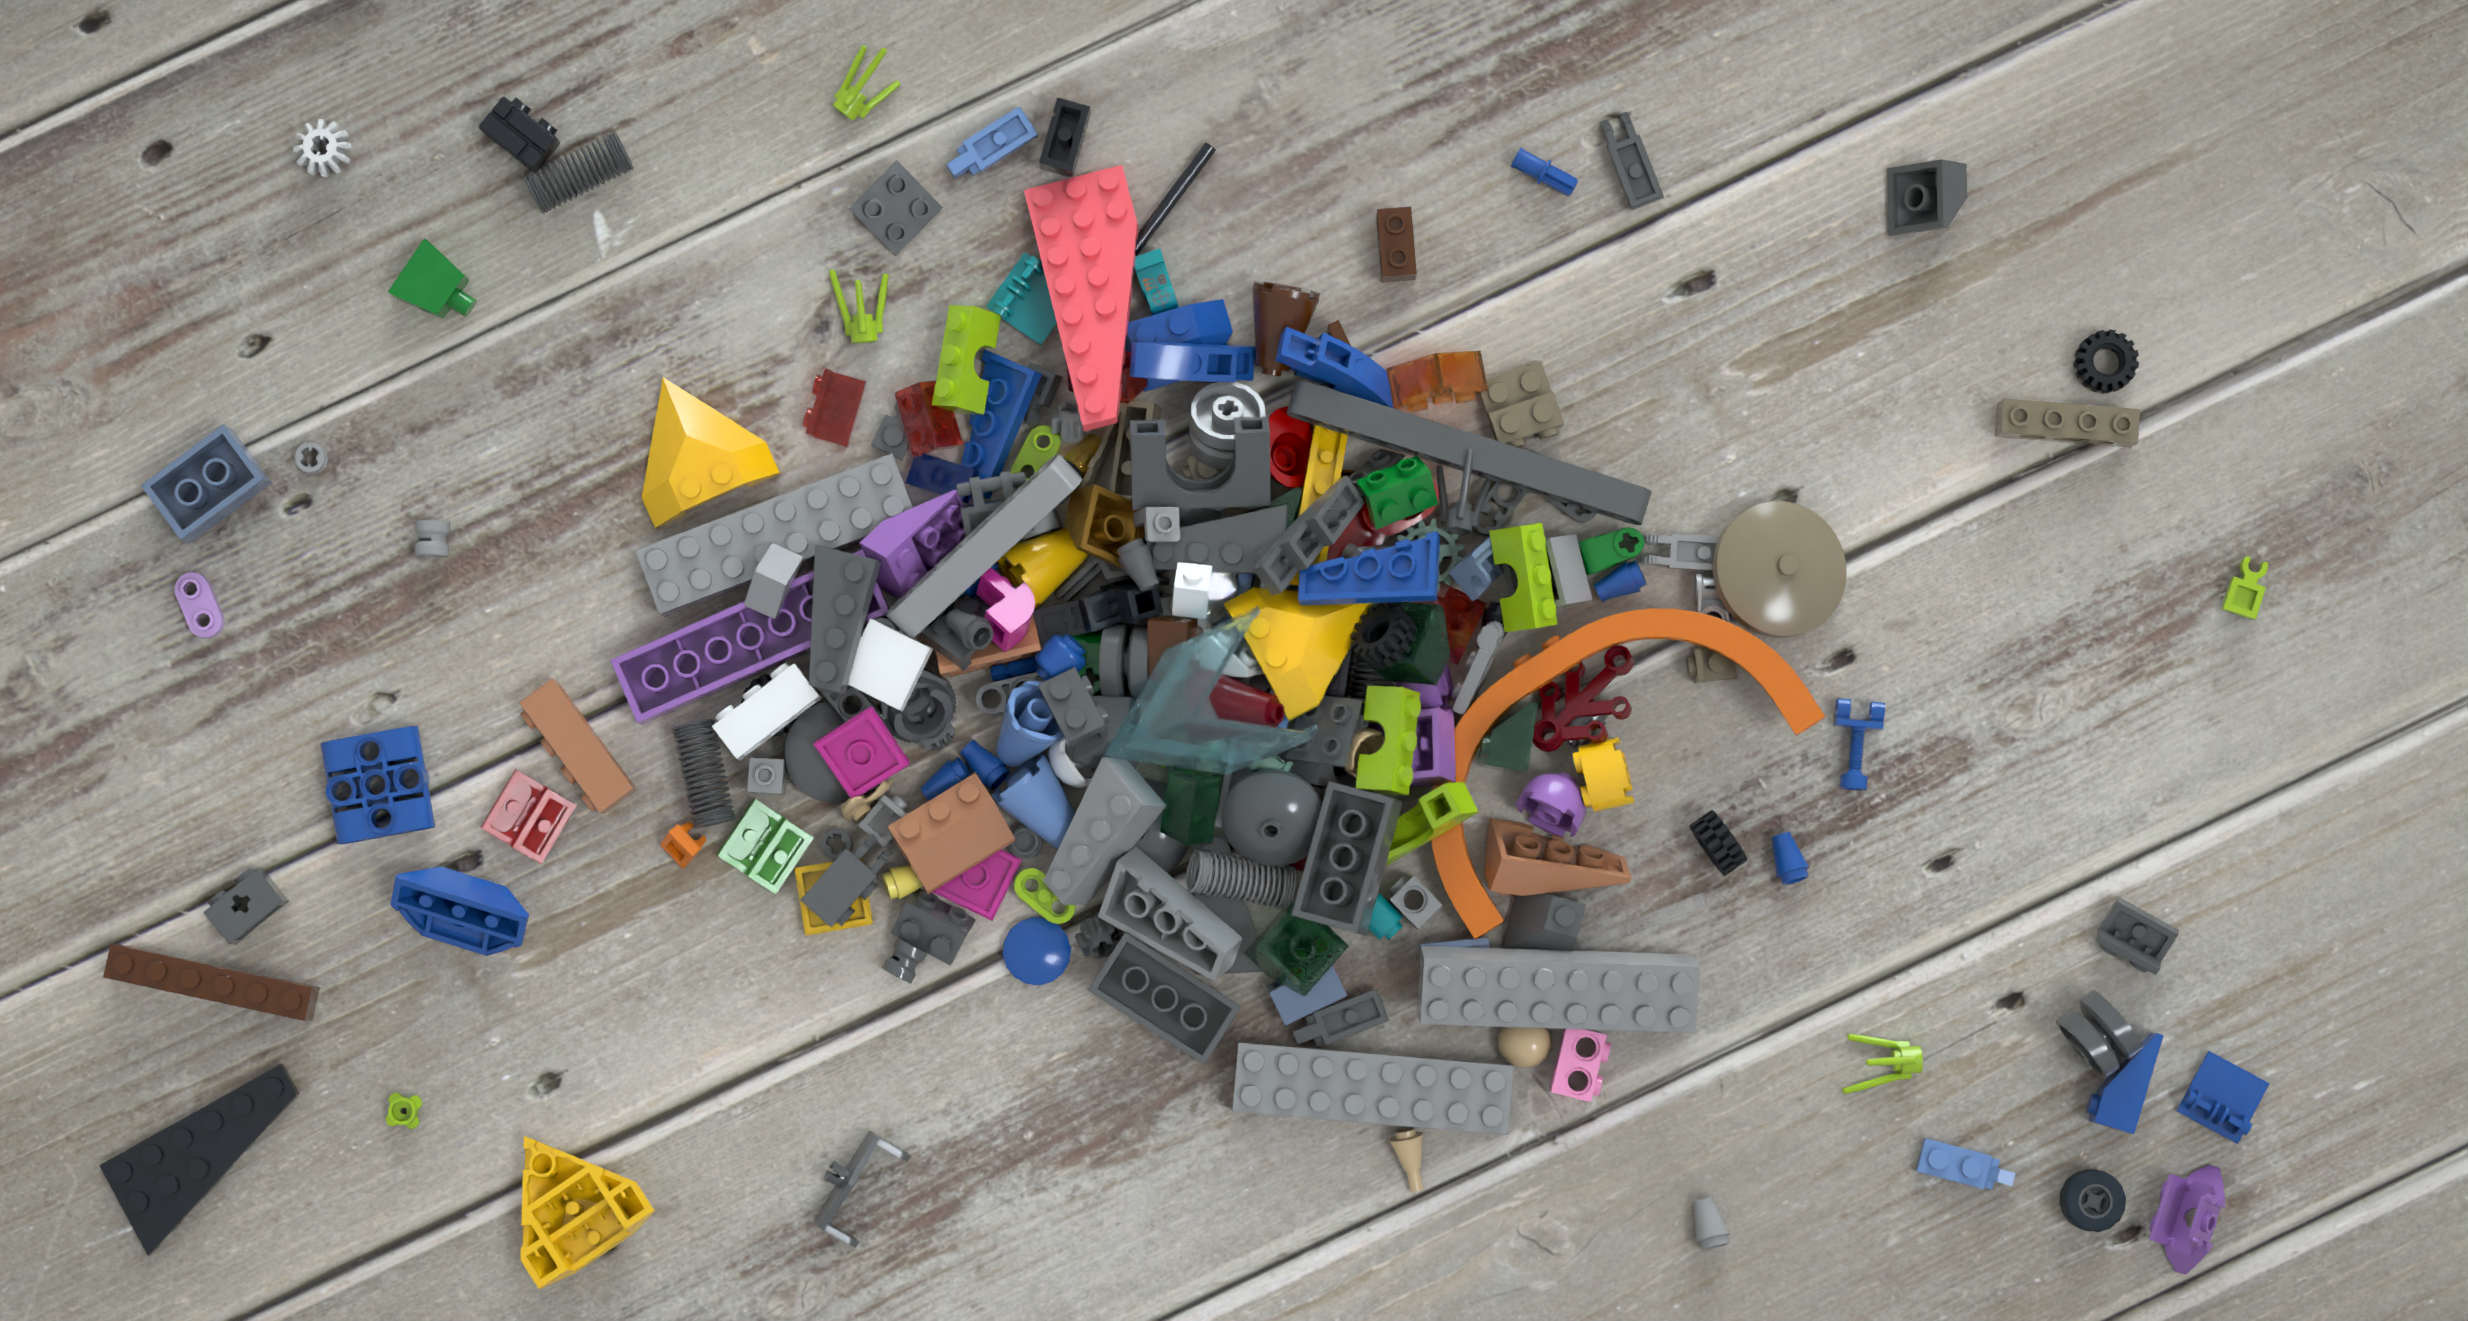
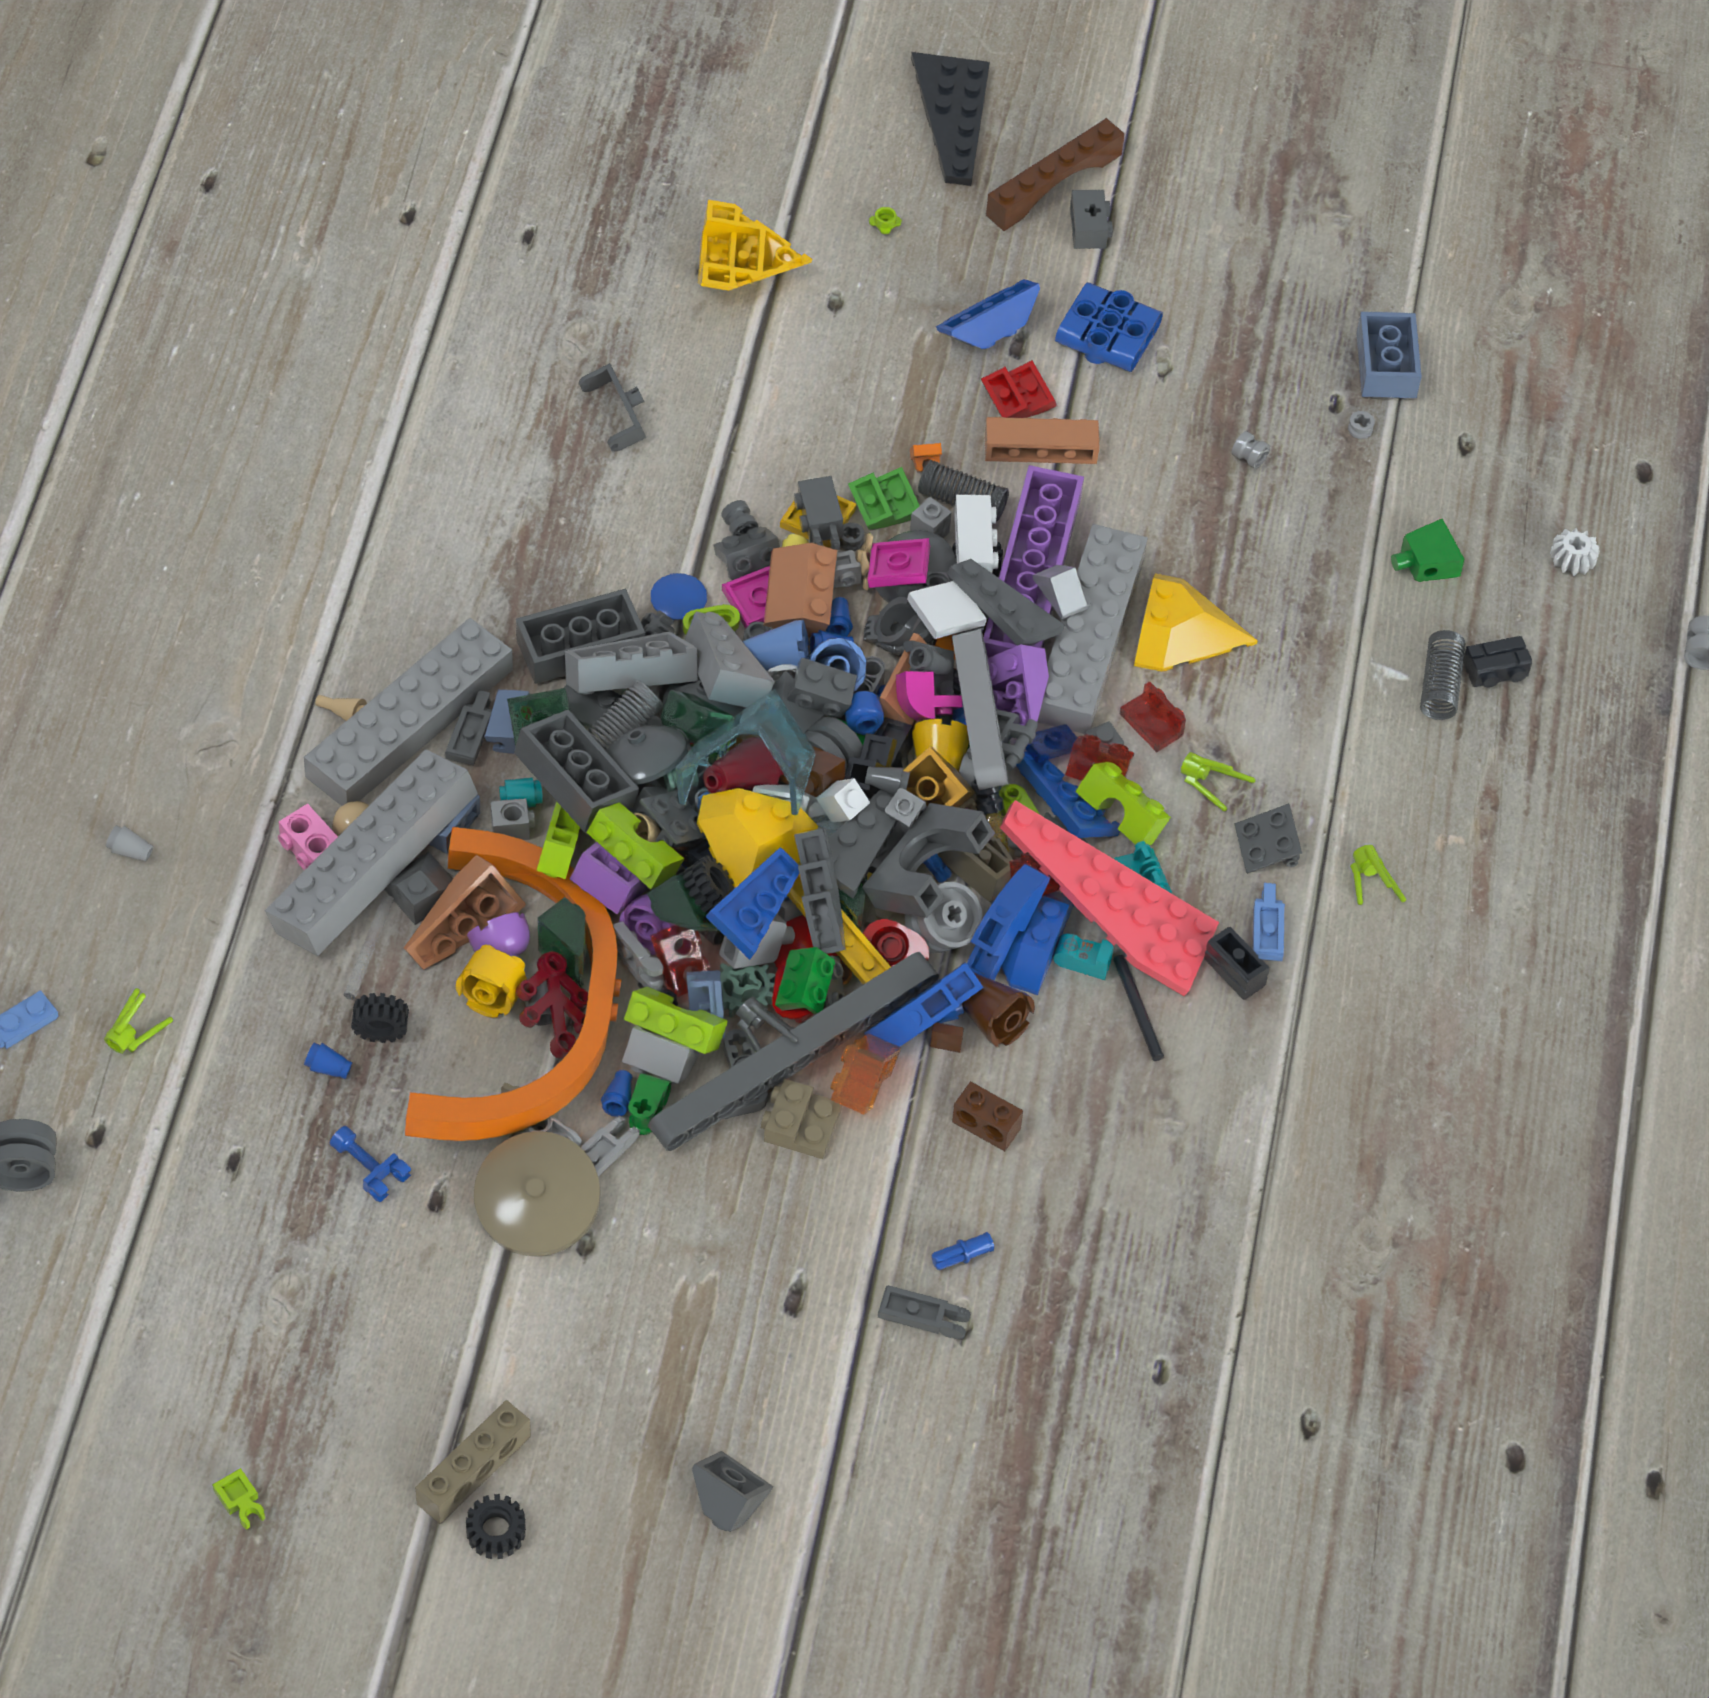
camera: 120 degrees right, 30 degrees down
(200, 603) = (1310, 314): lavender plate -> none
(2135, 936) = (63, 1236): dark grey bracket -> none

